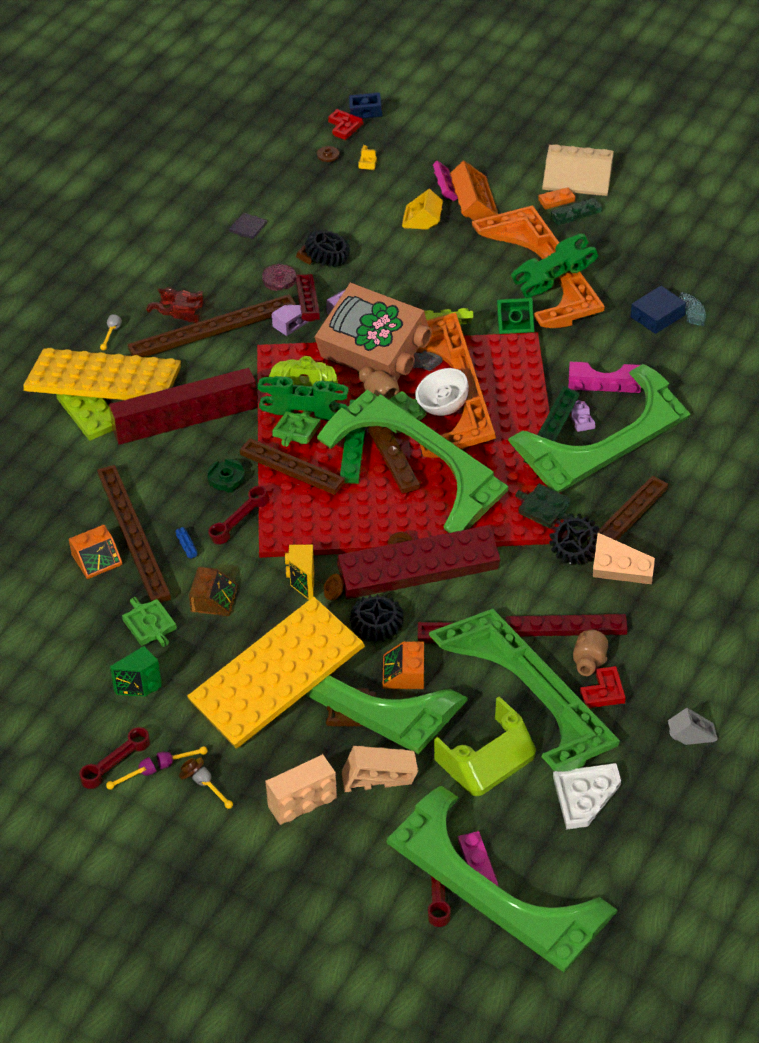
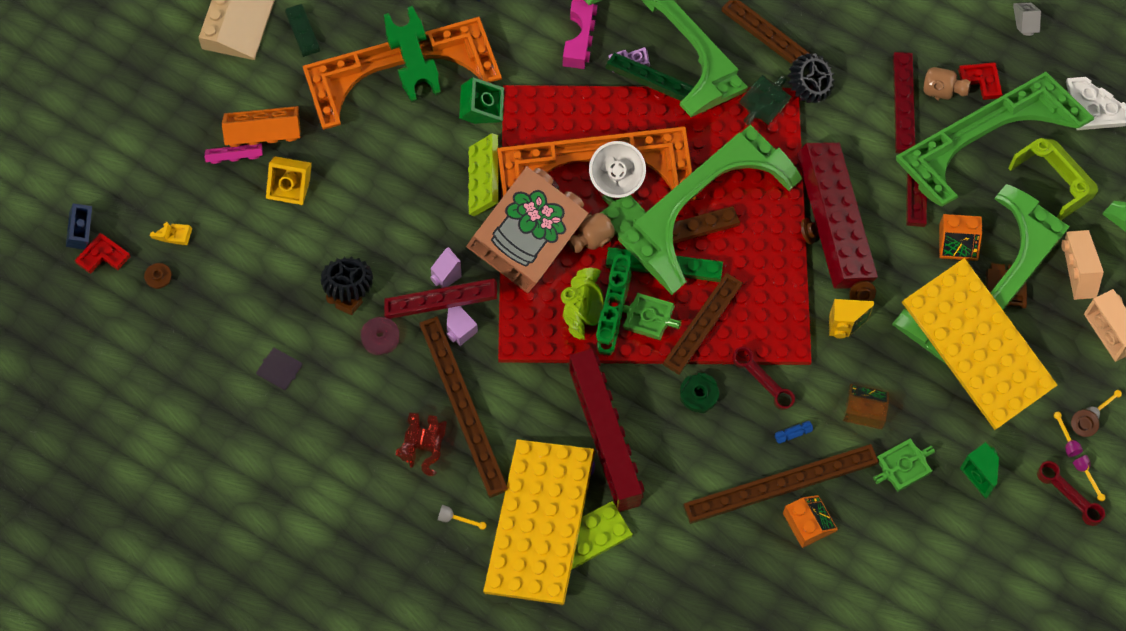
camera: 90 degrees left, 20 degrees up
(388, 615) = (909, 251): black gear -> none
(556, 198) = (276, 46): orange plate -> none
(621, 562) = (841, 44): light nougat wedge -> none

